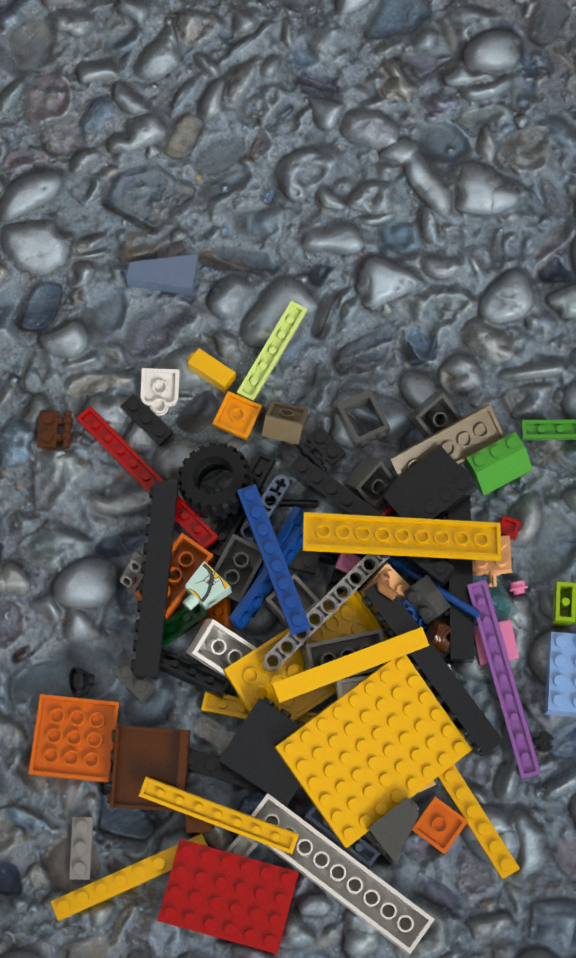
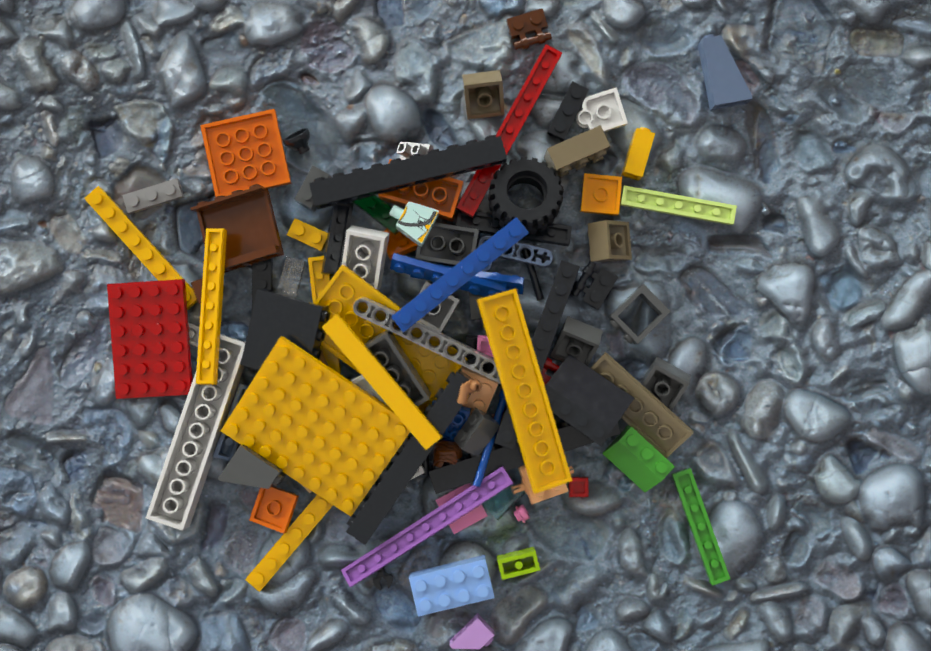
camera: 75 degrees right, 15 degrees up
(102, 490) = (483, 94): none -> dark tan slope
(177, 704) = (307, 234): none -> yellow plate
(191, 420) = (577, 151): none -> dark tan brick

